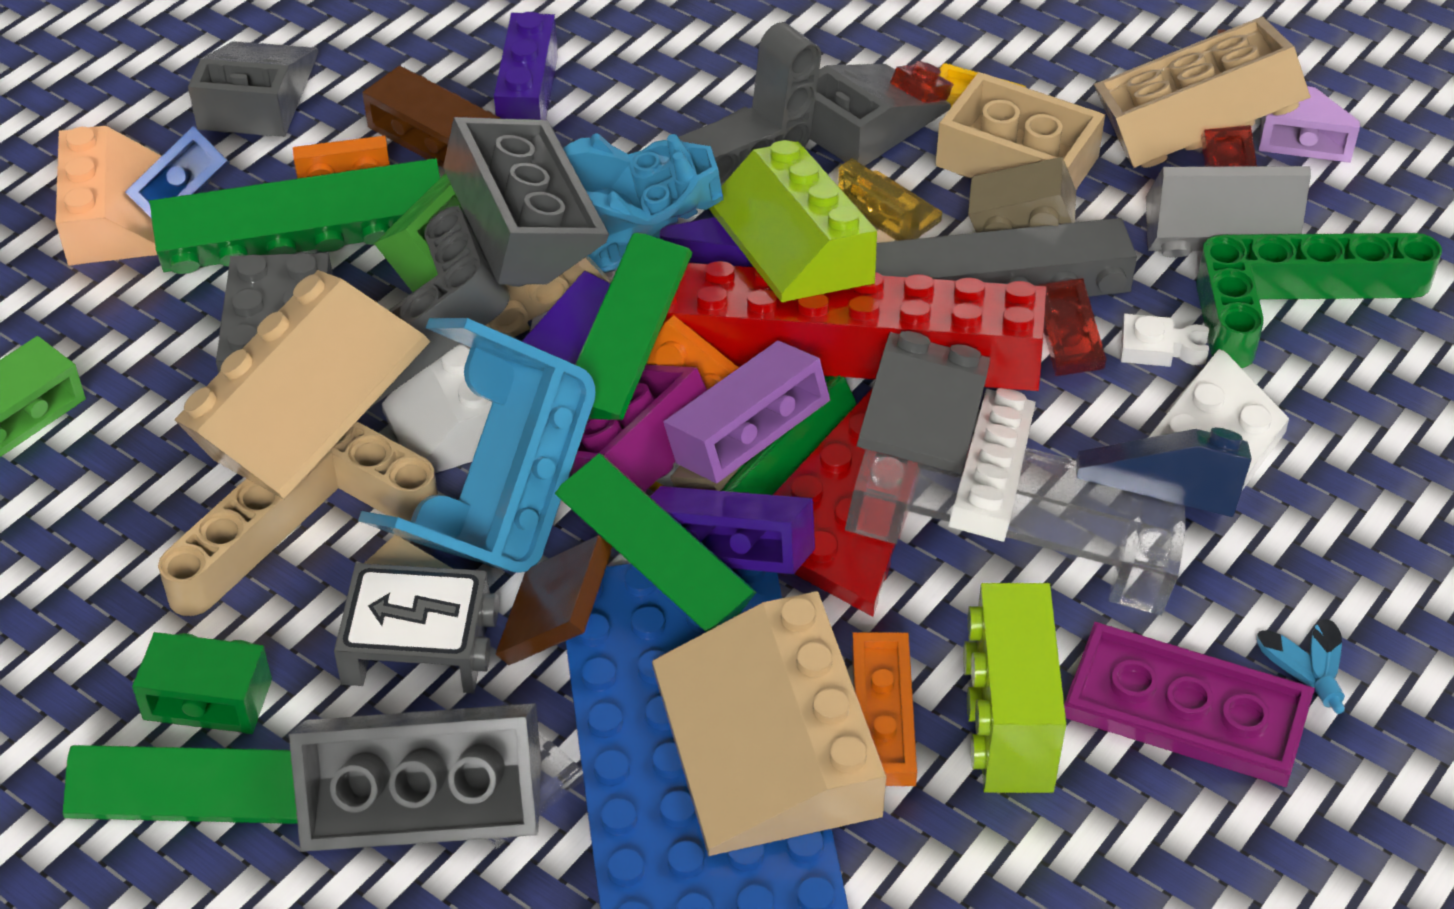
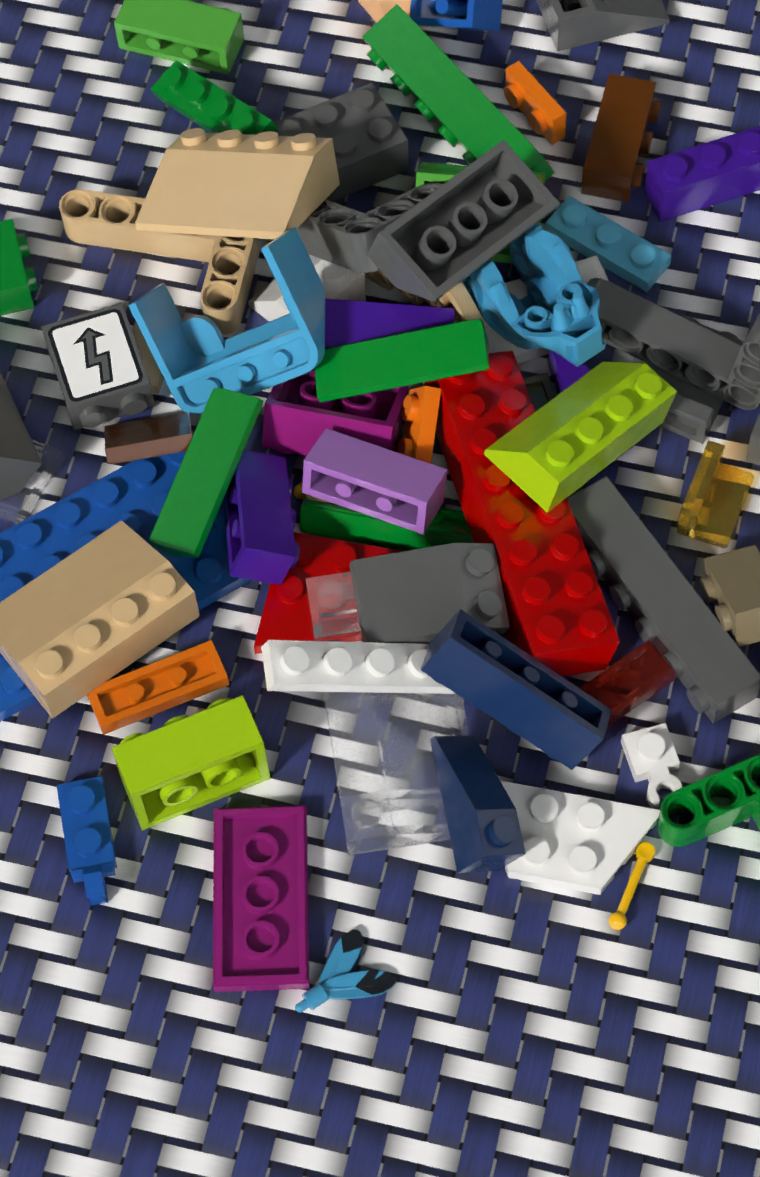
camera: 70 degrees right, 15 degrees up
(133, 406) = (207, 103): none -> green plate
(1048, 842) = (88, 835): none -> blue hinge
(1063, 378) = (516, 690): none -> dark blue brick
(1322, 423) = (644, 854): none -> yellow hinge

